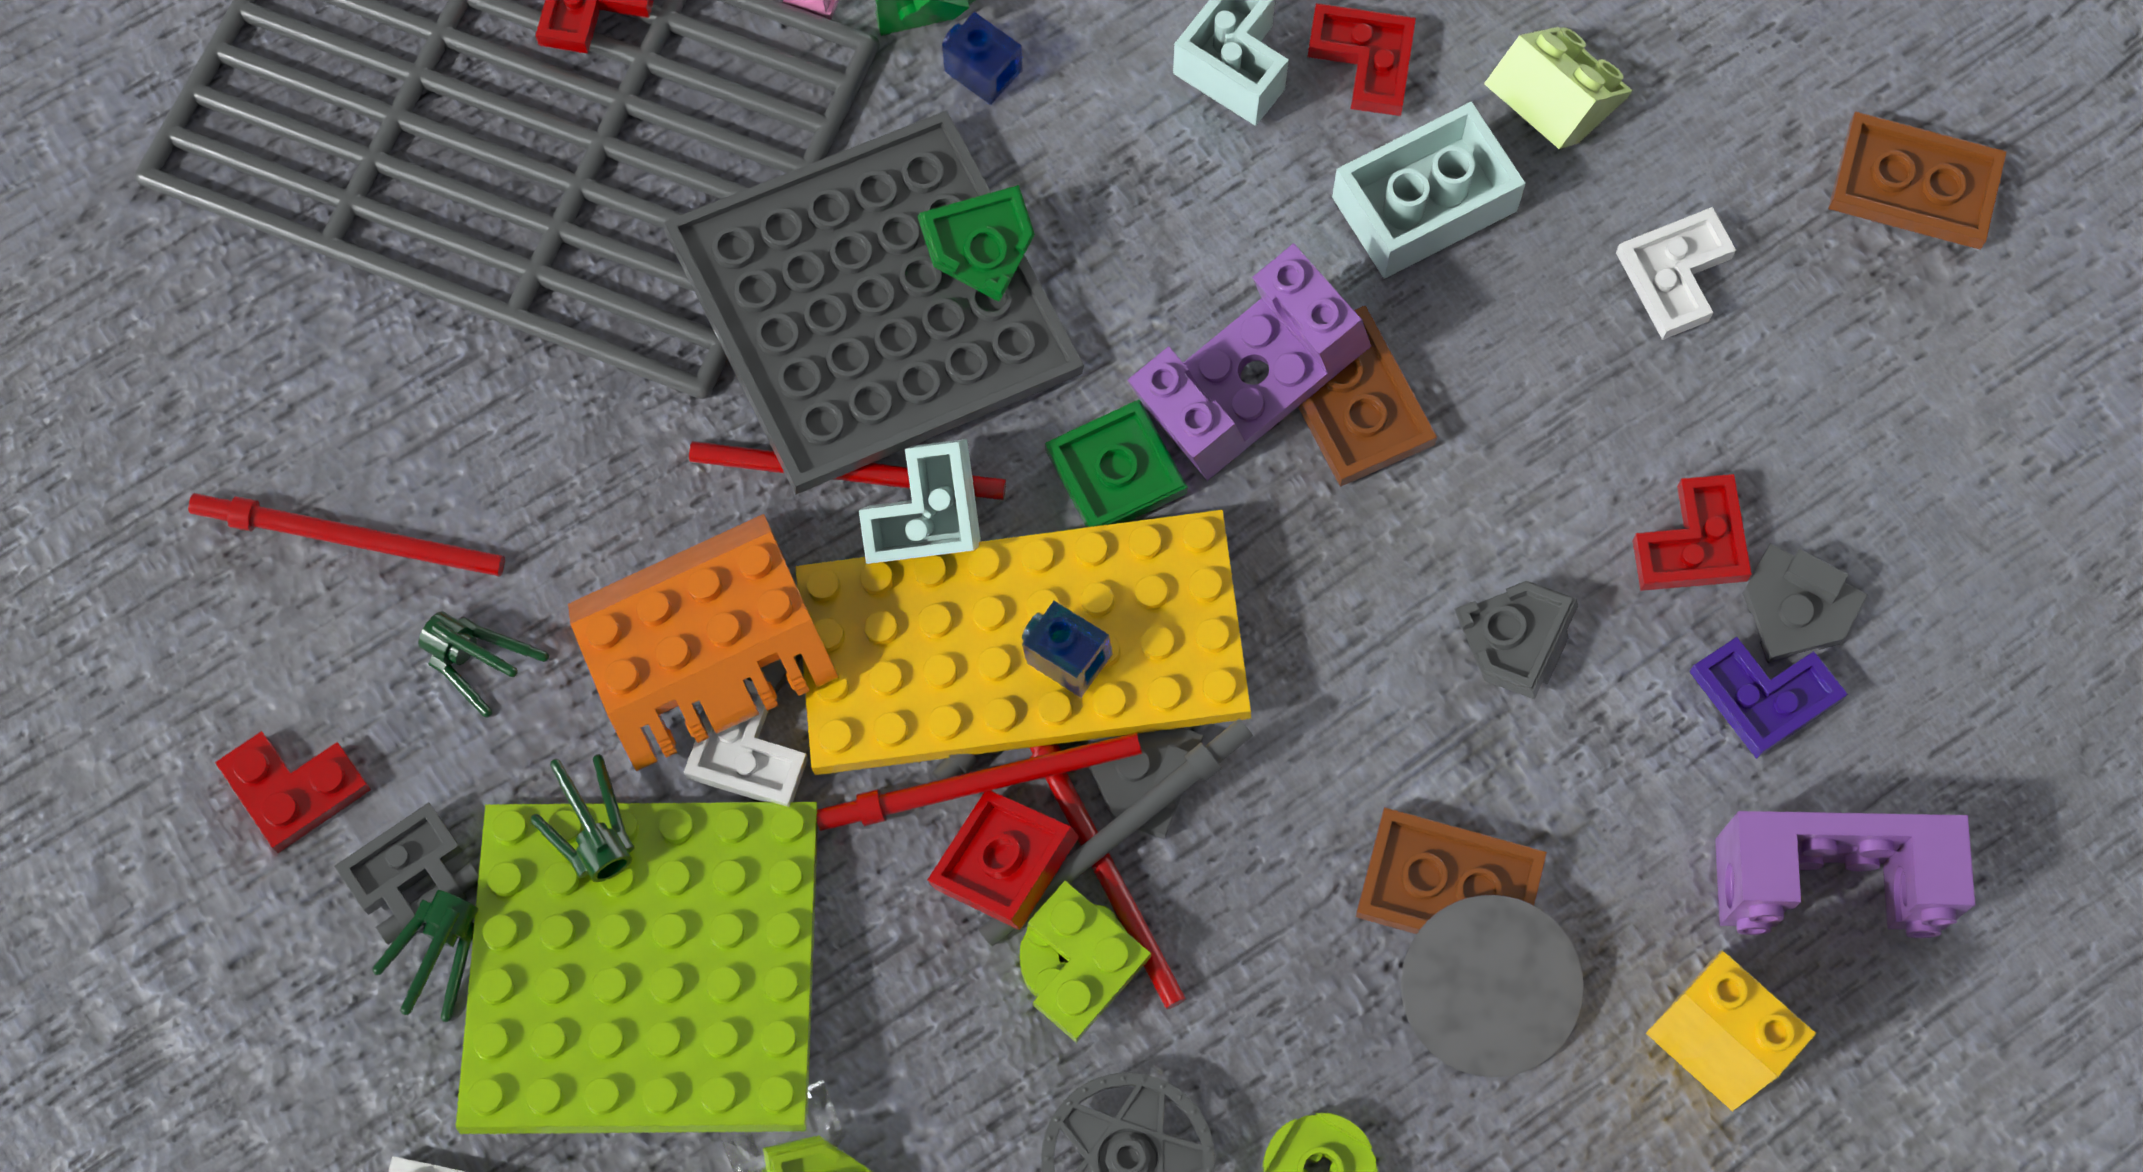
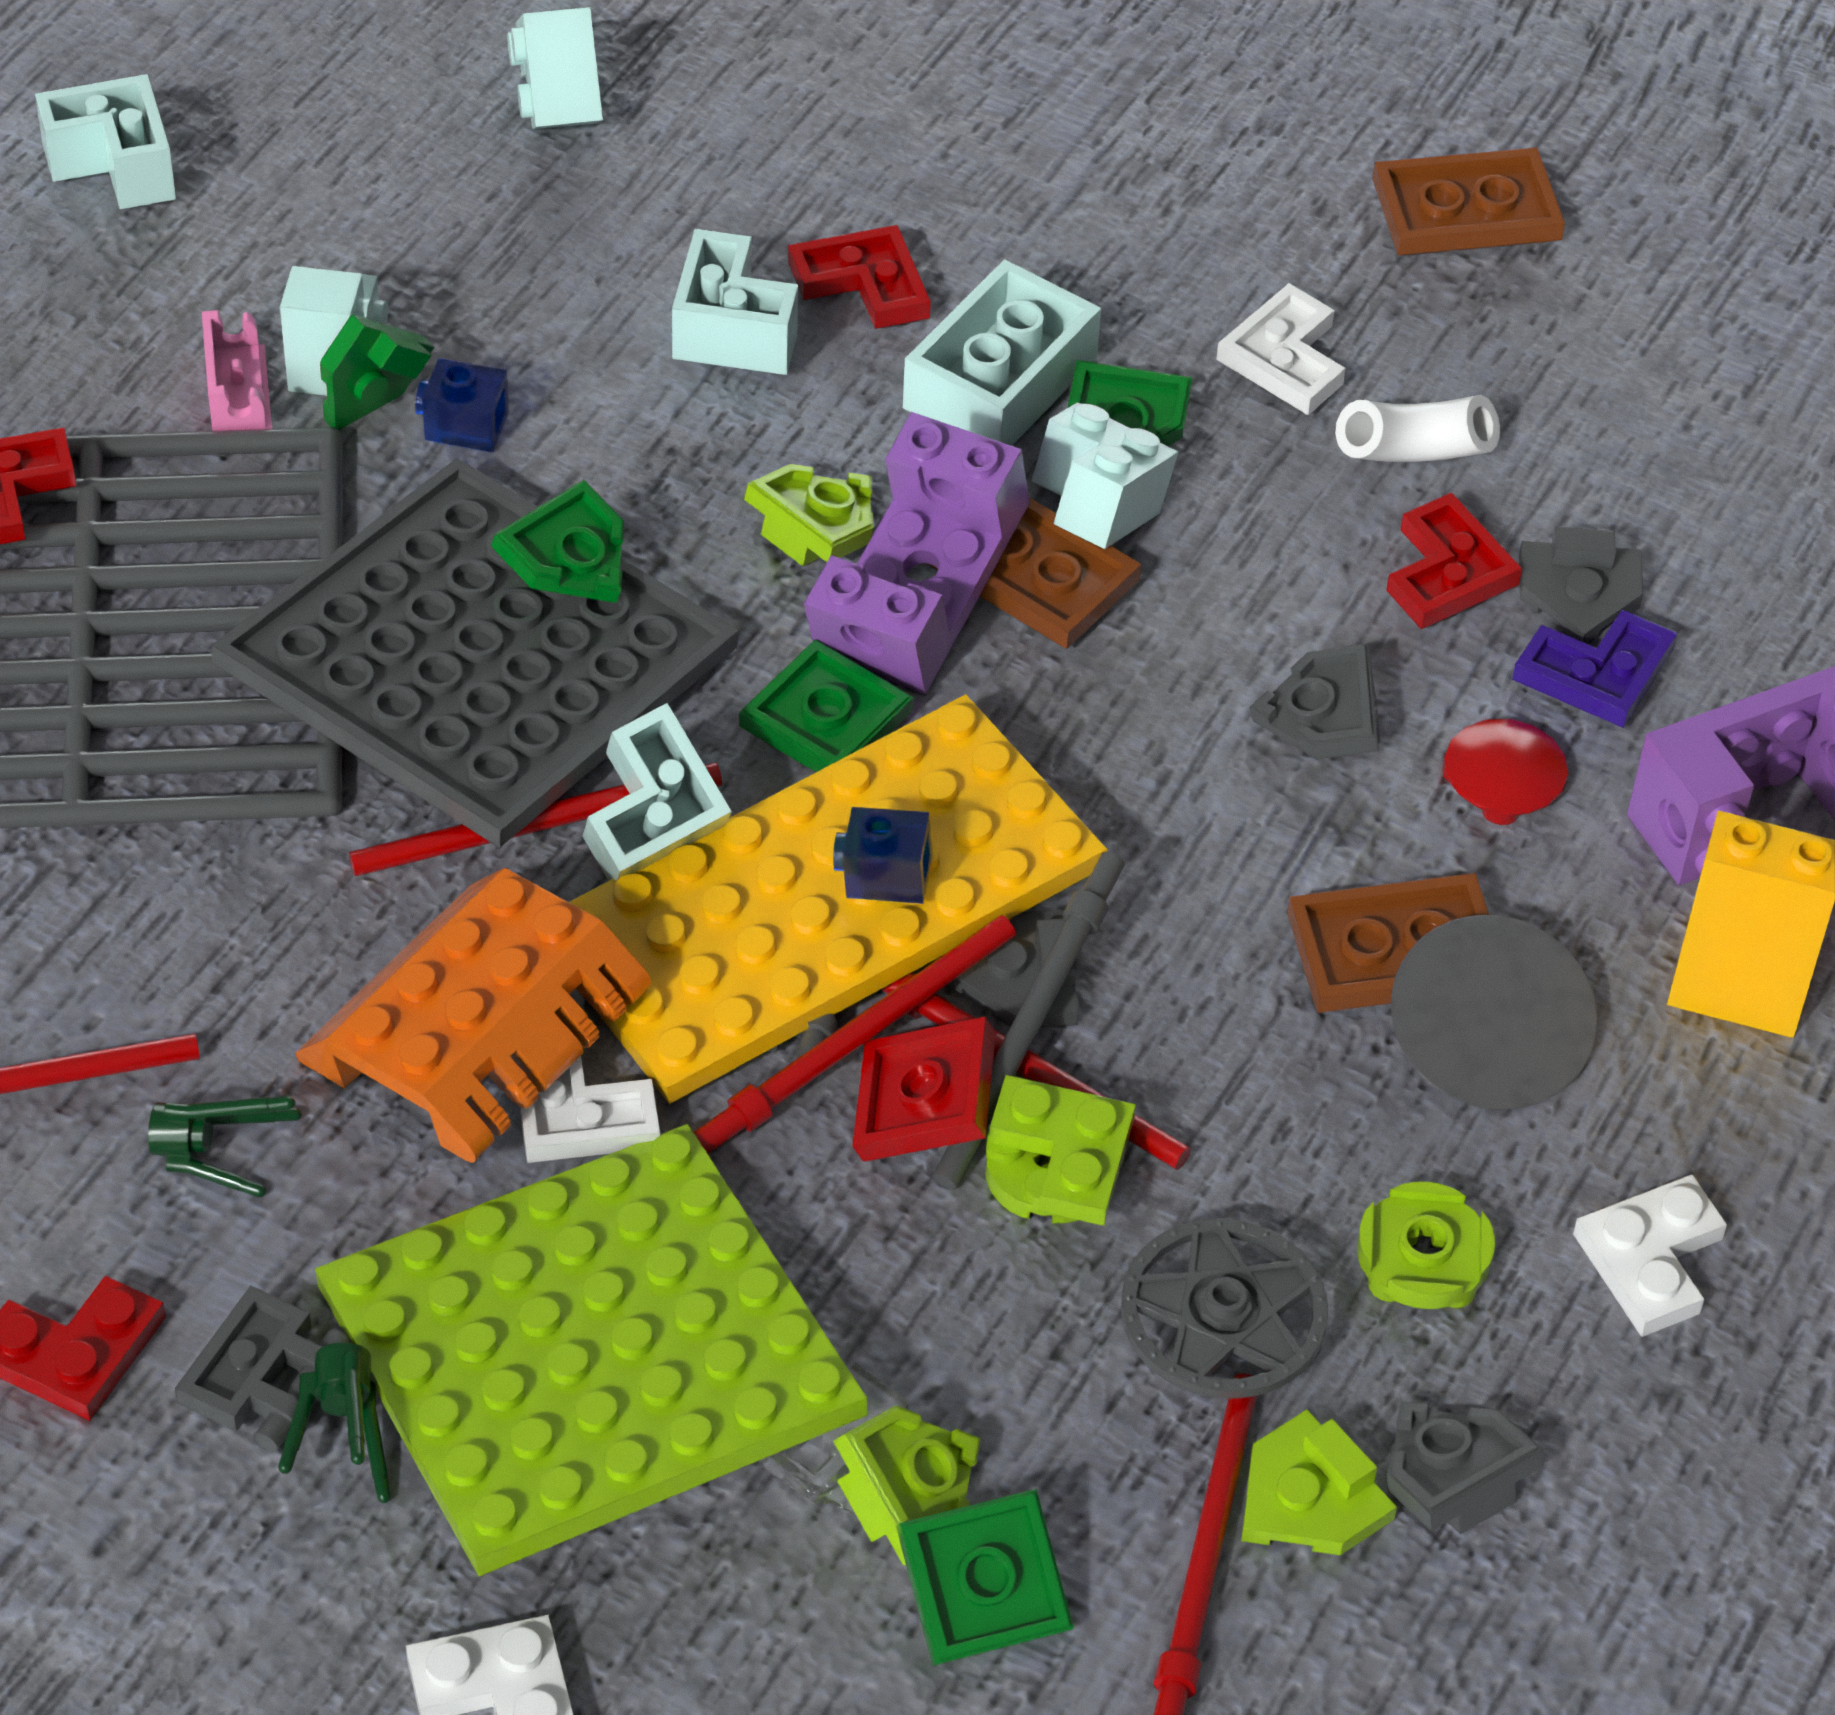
camera: 30 degrees left, 20 degrees down
(600, 850) = (481, 1233): dark green plant -> none
(1205, 273) = (812, 513): none -> lime plate
(1451, 341) = (1104, 473): none -> light aqua brick
(1508, 280) = (1135, 397): none -> green plate
(1558, 85) = (1071, 237): yellowish green slope -> none
(1635, 755) = (1505, 768): none -> red dish
(1740, 400) = (1418, 430): none -> white cylinder

